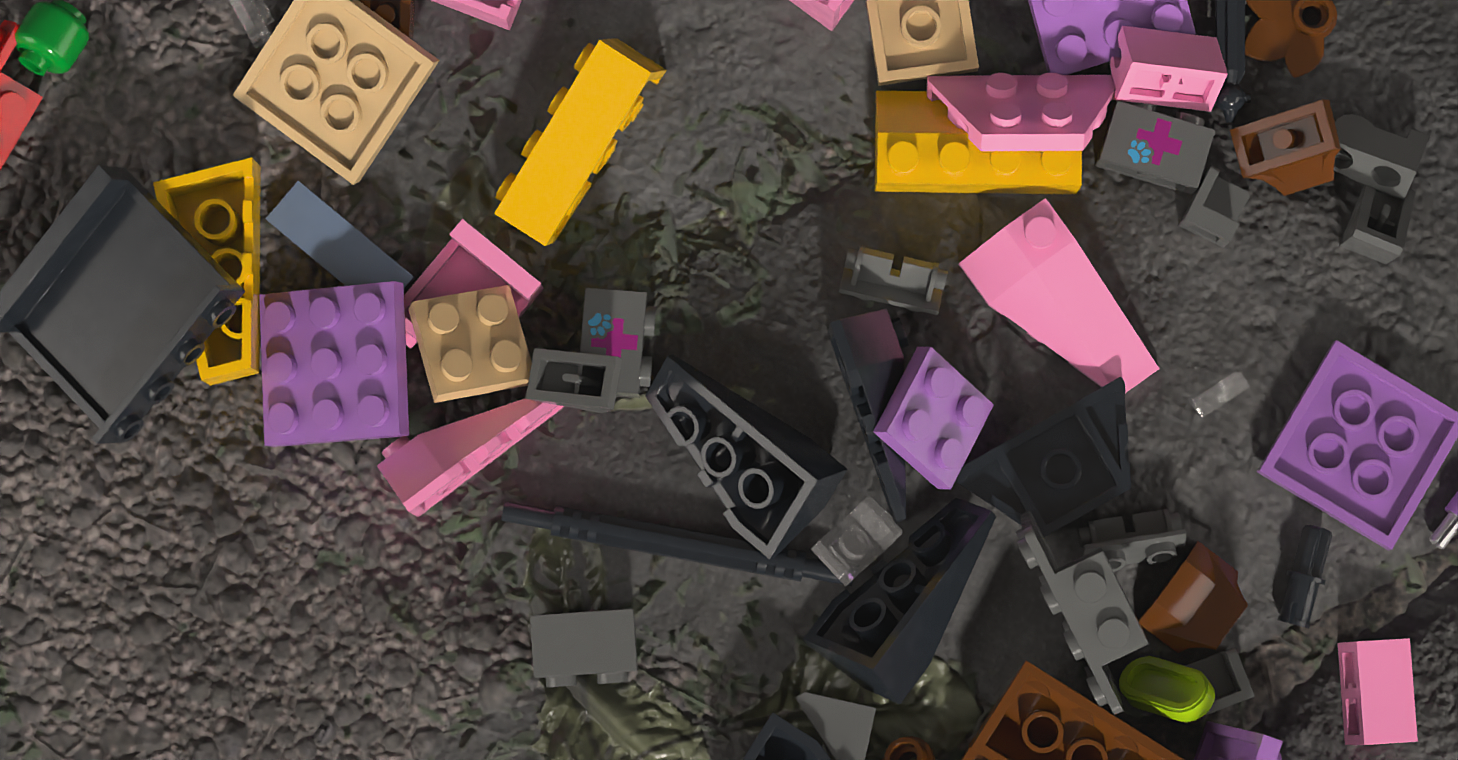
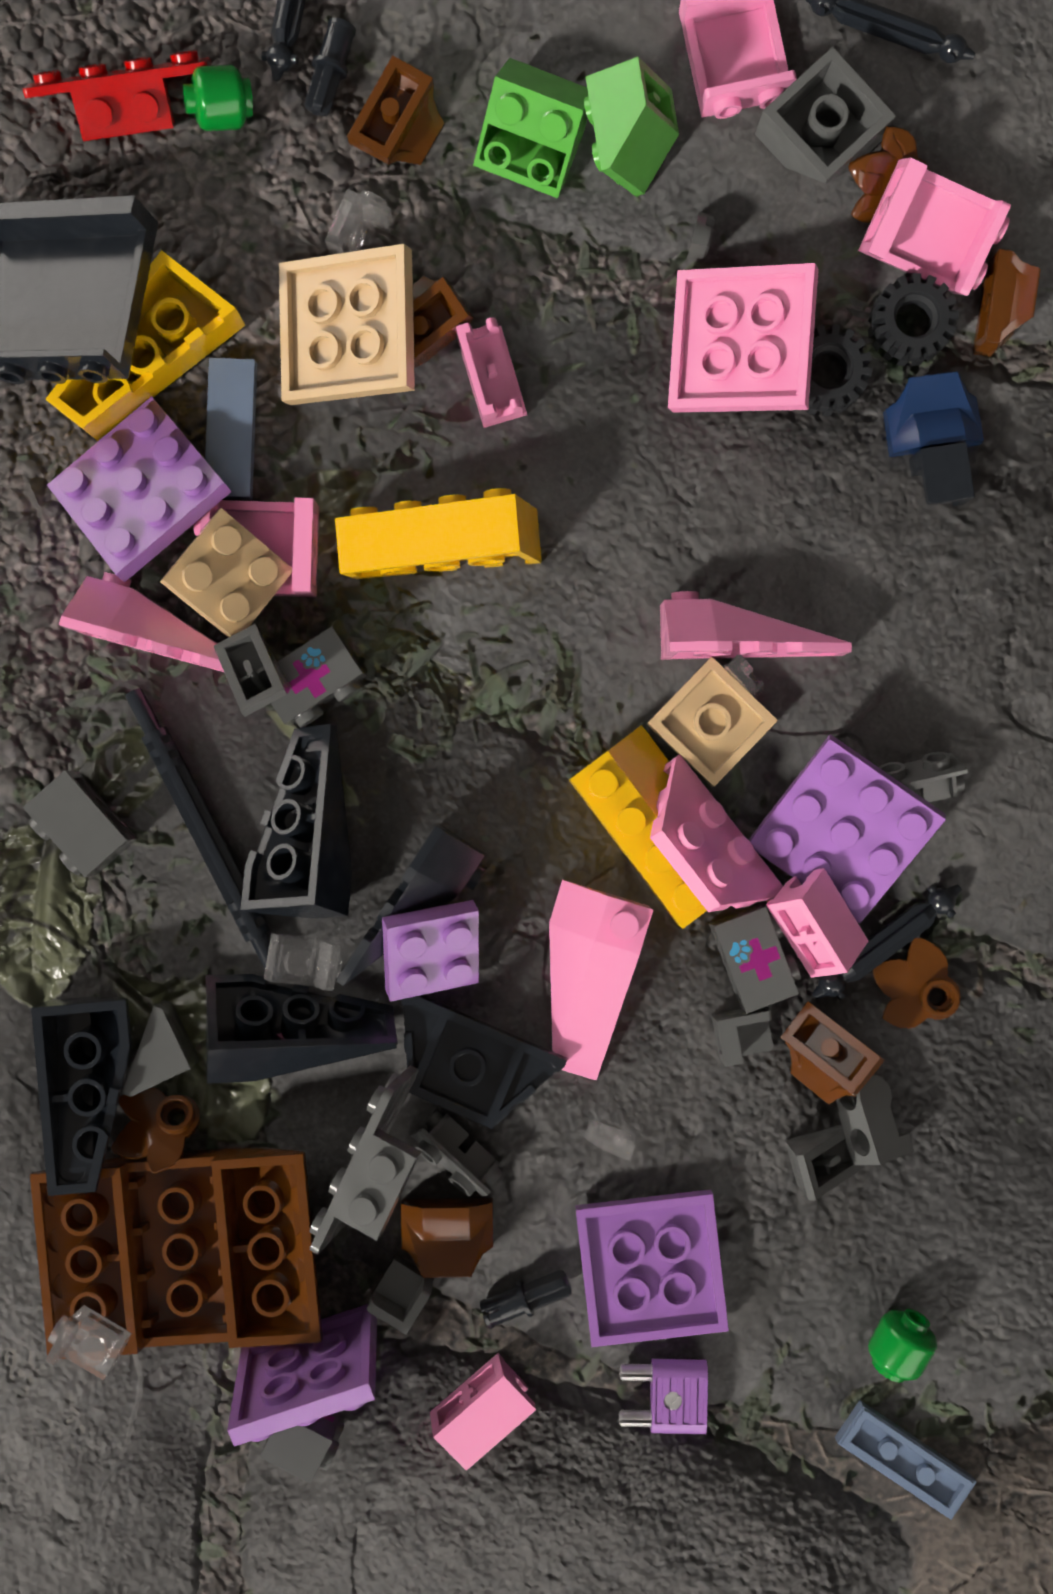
camera: 50 degrees right, 5 degrees up
(914, 287) = (502, 831): dark grey hinge -> none
(1167, 689) = (366, 1269): lime tile -> none

